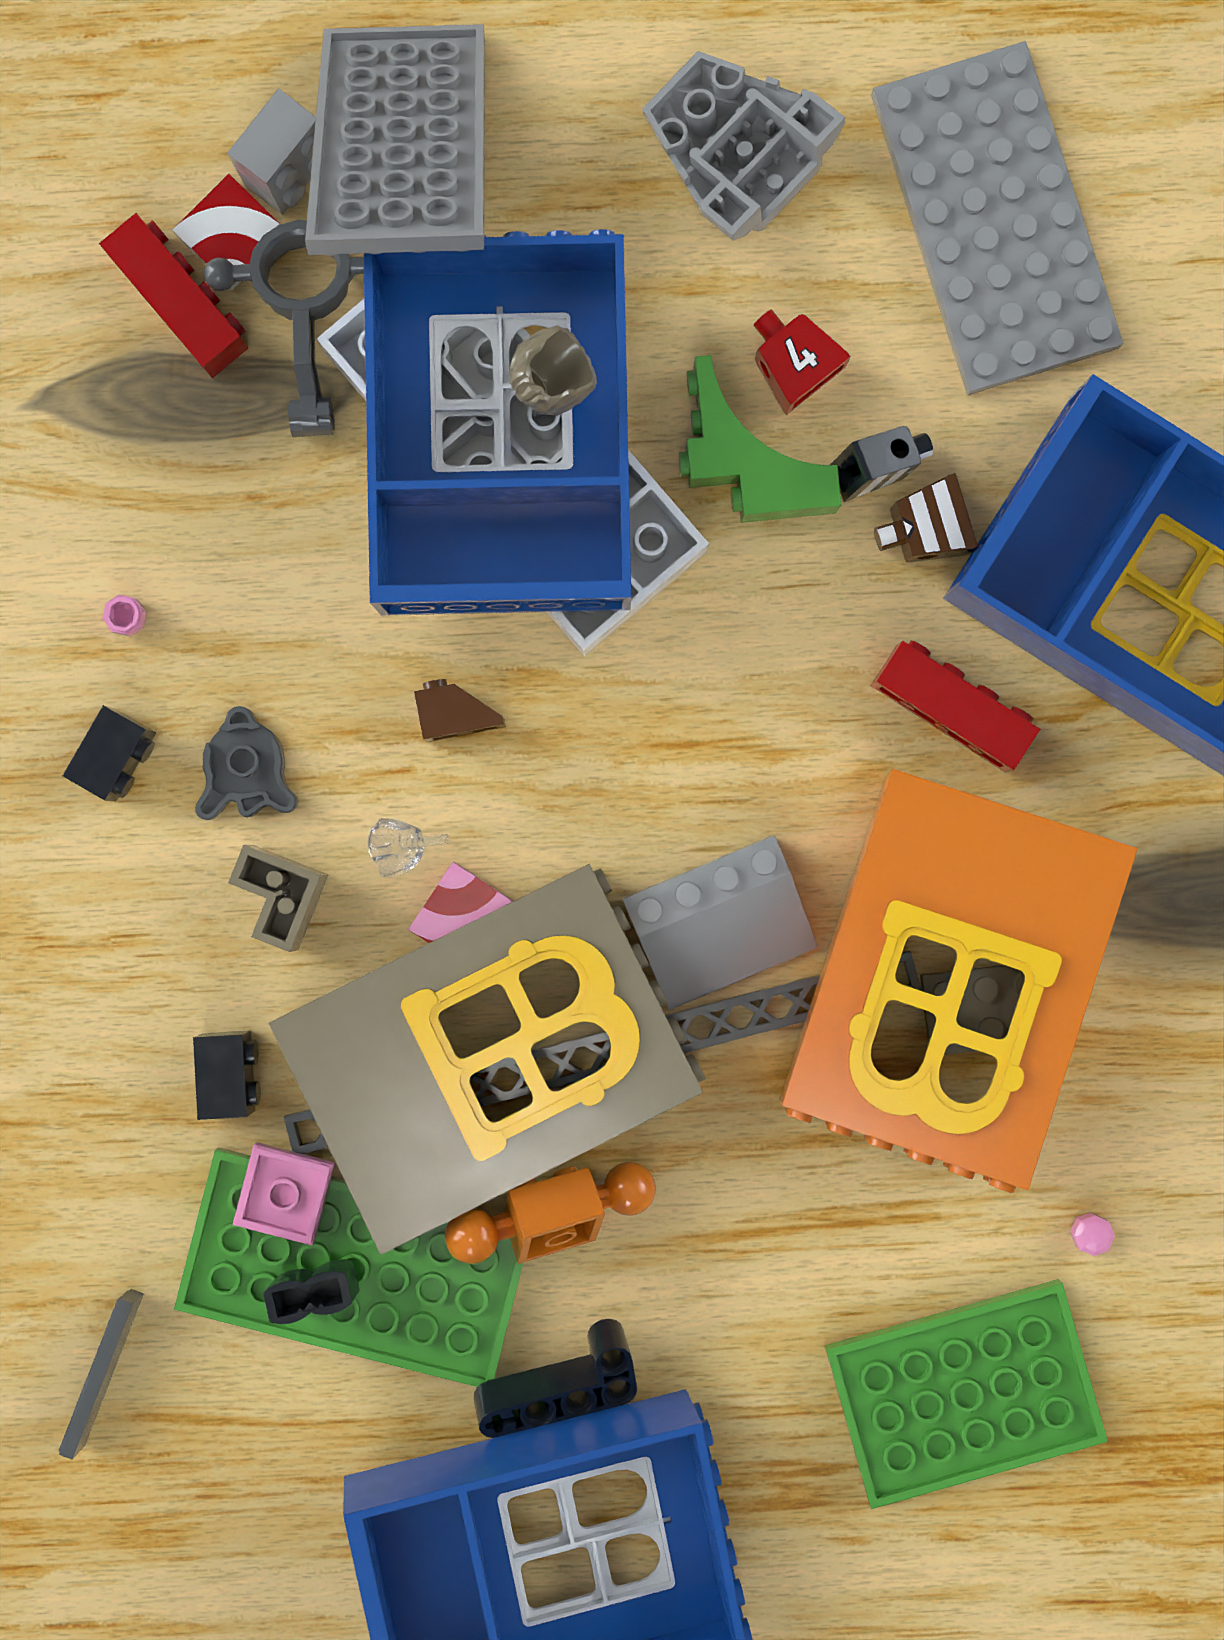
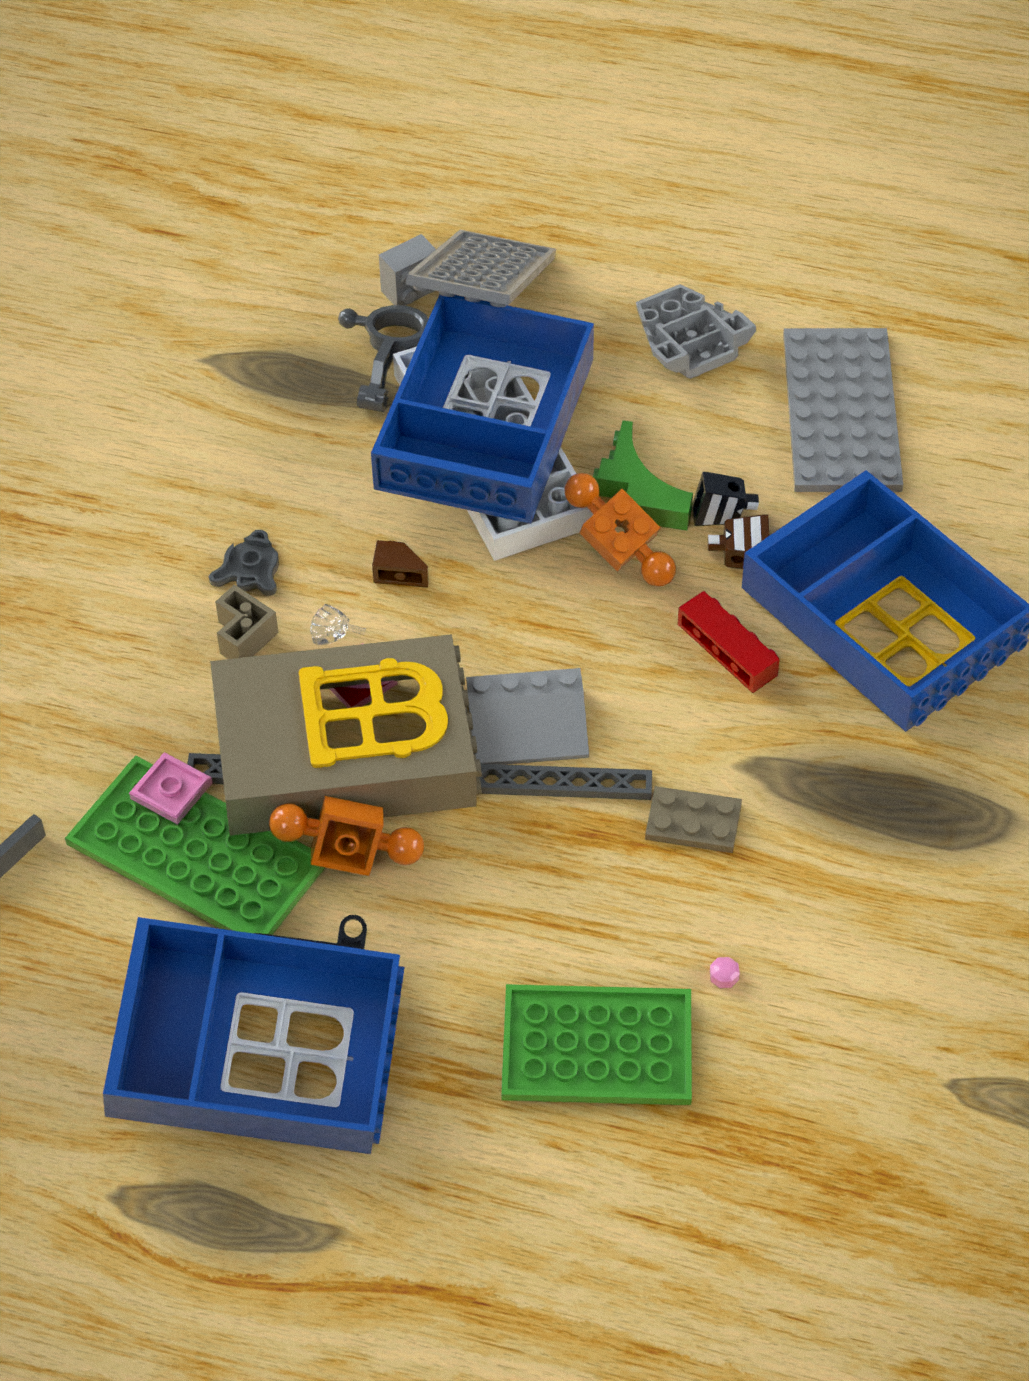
camera: 20 degrees right, 35 degrees down
(110, 754) = (169, 532): black brick -> none
(124, 615) = (212, 468): bright pink tile -> none
(174, 295) = (316, 325): red brick -> none
(225, 224) = (362, 299): tile -> none
(225, 1075) = (162, 717): black brick -> none
(305, 1291) = (163, 835): black brick -> none
(551, 371) = (523, 363): dark tan hair -> none
(733, 559) = (619, 548): none -> orange brick
(796, 358) = (689, 443): red torso -> none
(992, 890) = (694, 709): orange panel -> none

